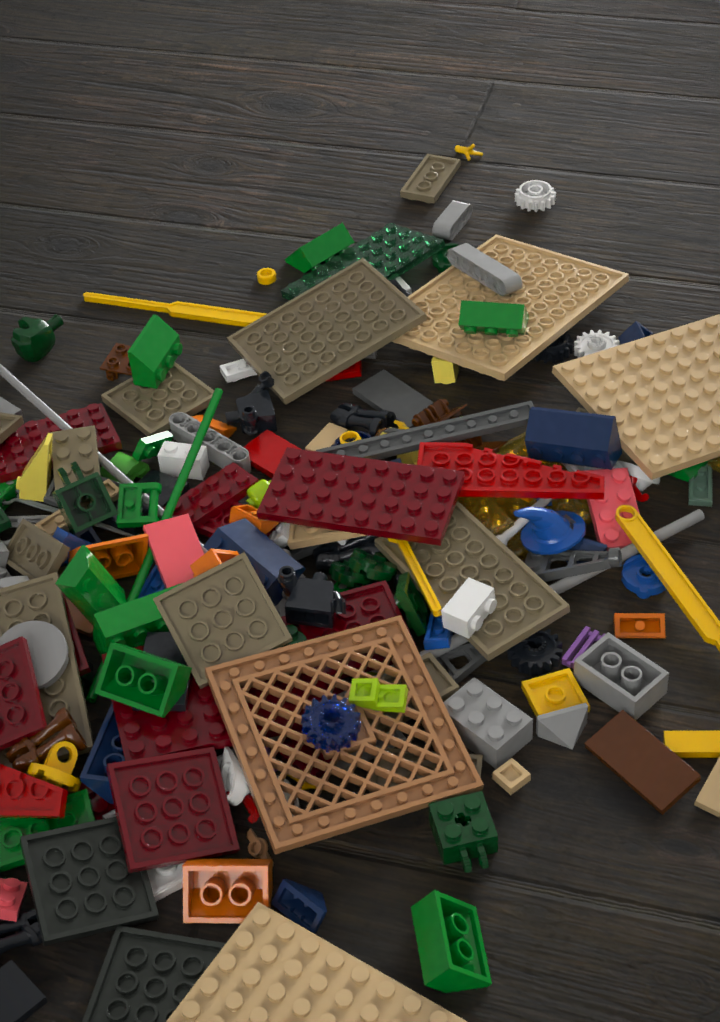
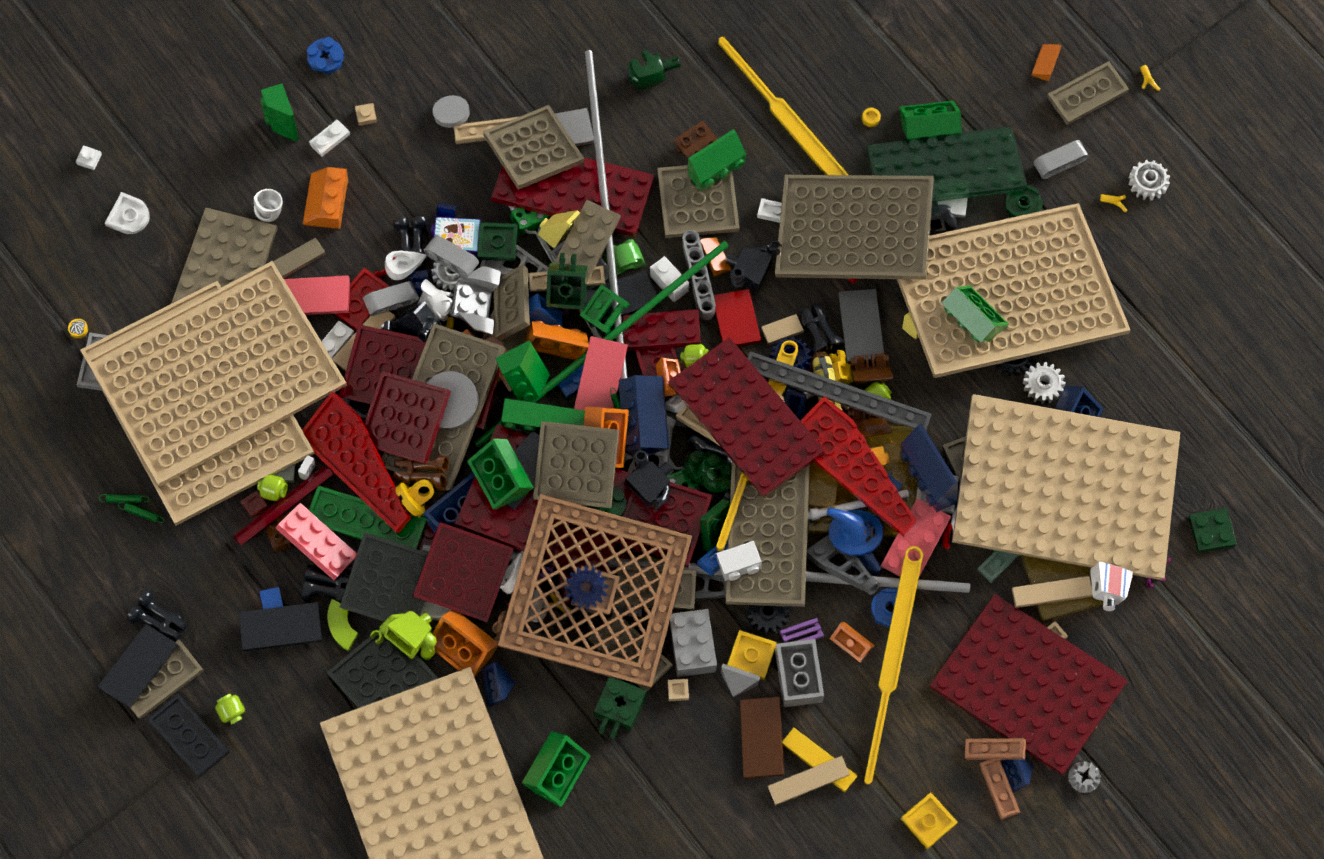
camera: 30 degrees right, 25 degrees up
(58, 972) = (339, 626): none -> lime tile
(151, 445) = (650, 254): green plate -> none
(154, 912) = (409, 634): none -> lime torso
(378, 179) = (1046, 61): none -> orange slope
(381, 697) = (631, 586): lime slope -> none
(484, 269) = (1022, 247): light grey beam -> none
(521, 222) = (1114, 200): none -> yellow bar

